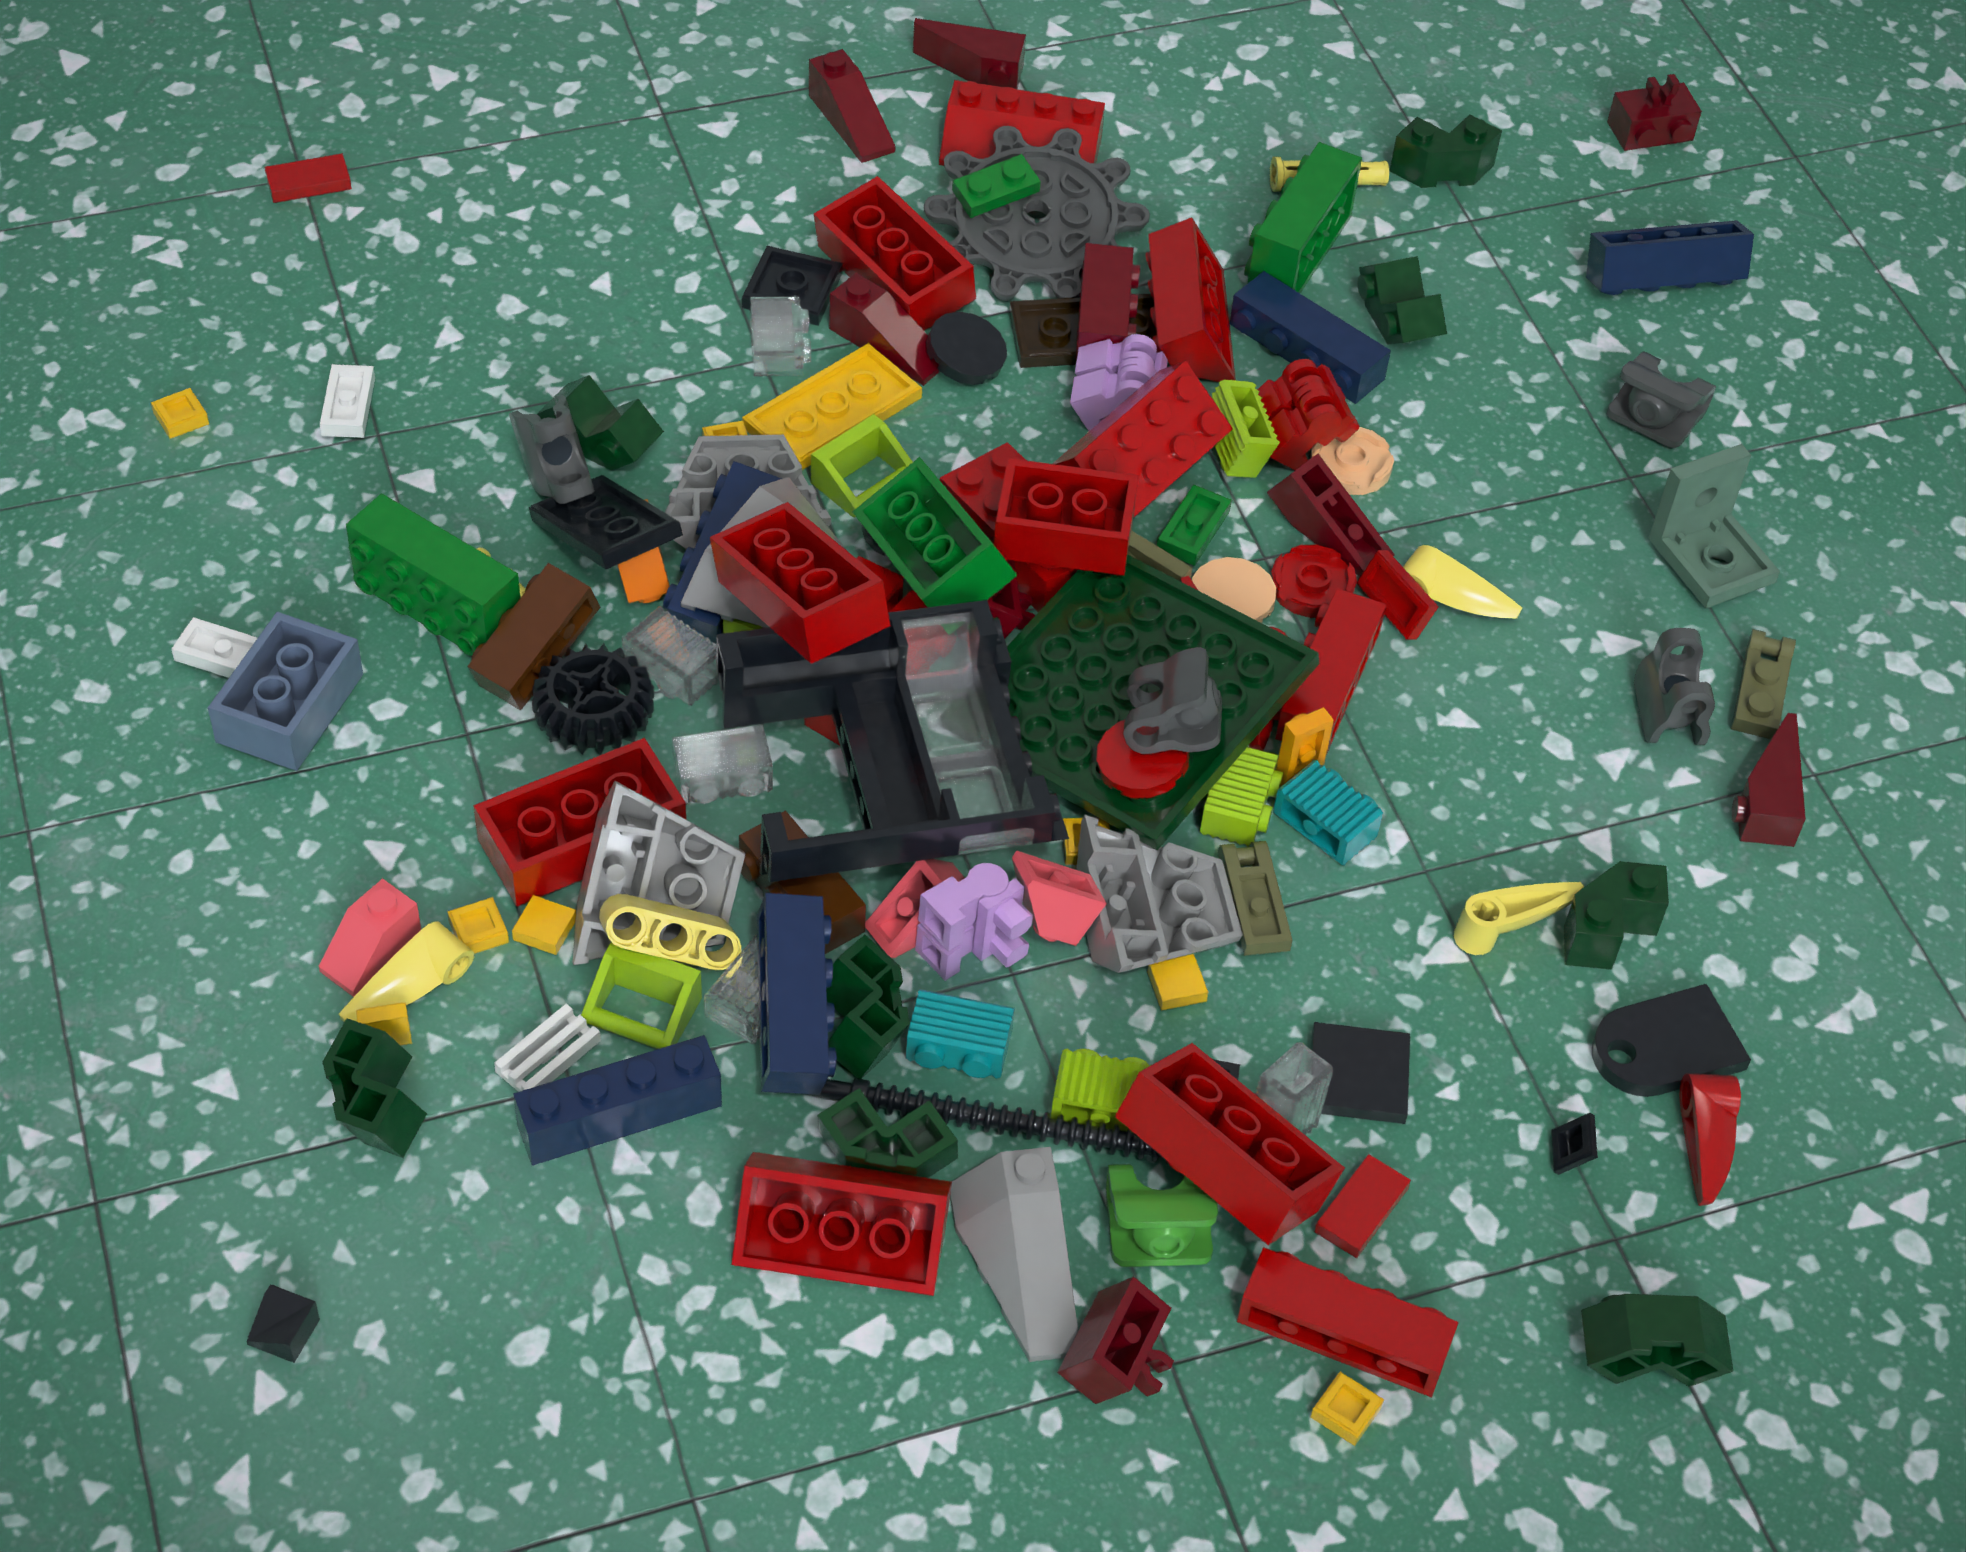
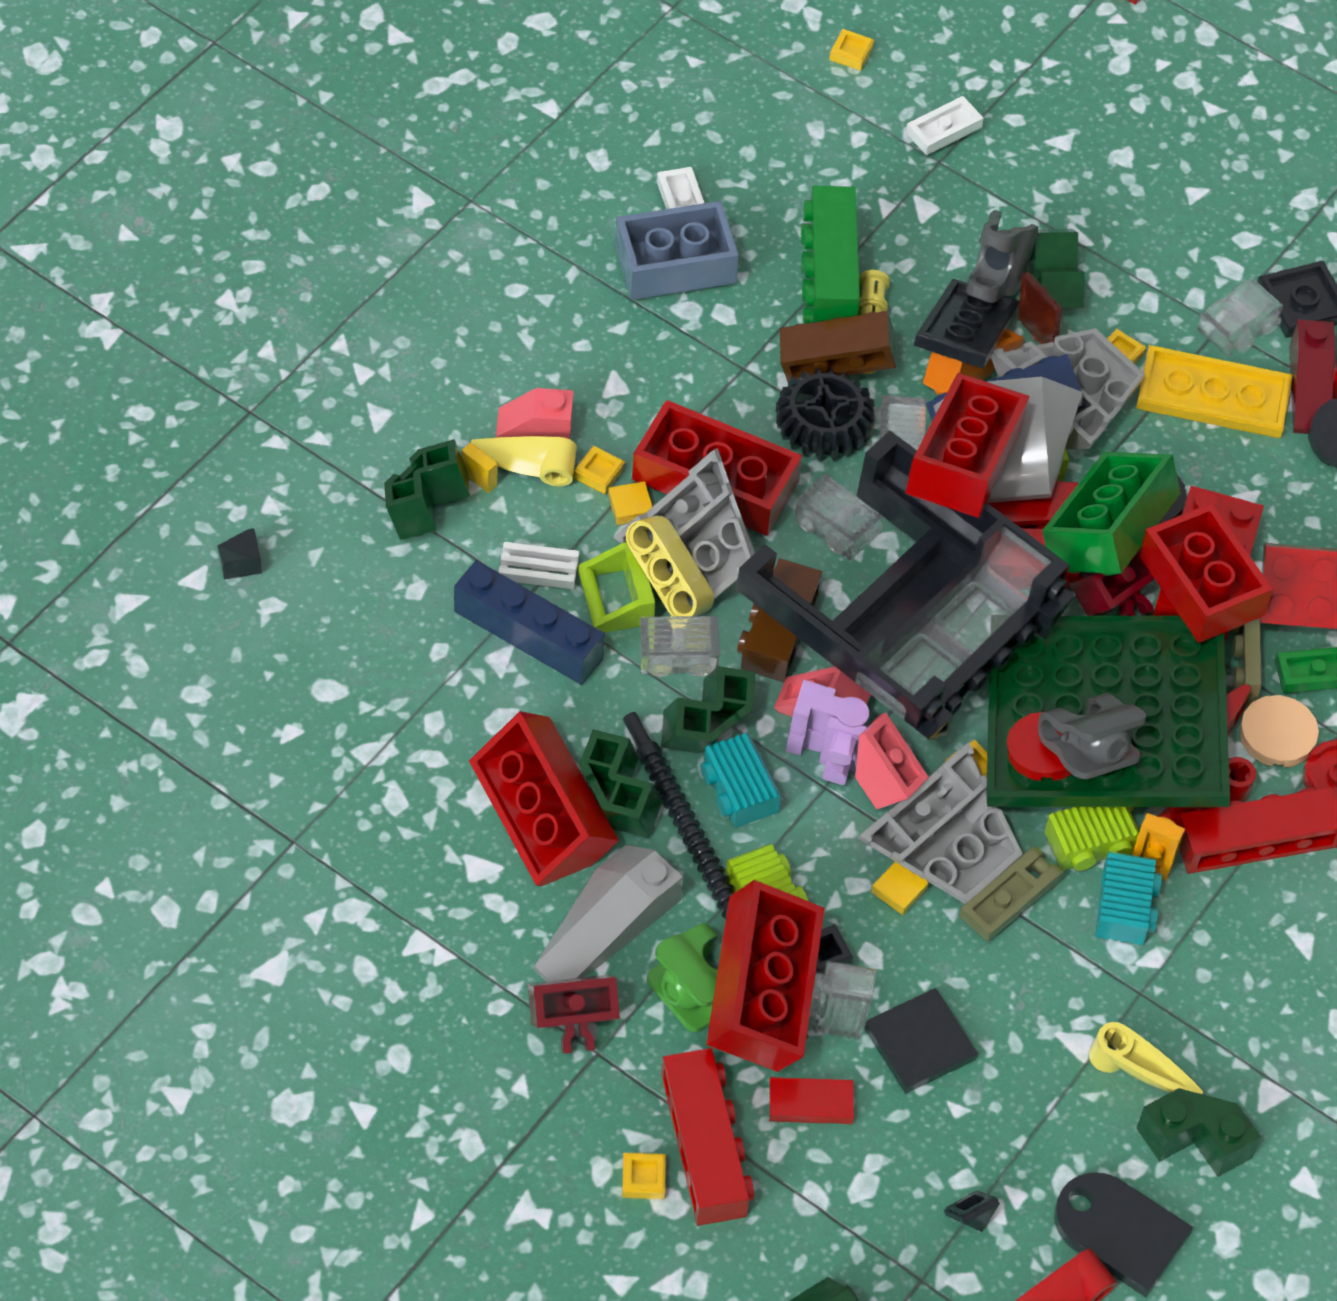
camera: 55 degrees right, 5 degrees up
(644, 462) = (1038, 310): none -> clear red piece
(794, 994) = (674, 660): dark blue brick -> none
(849, 453) = (1177, 425): lime tile -> none

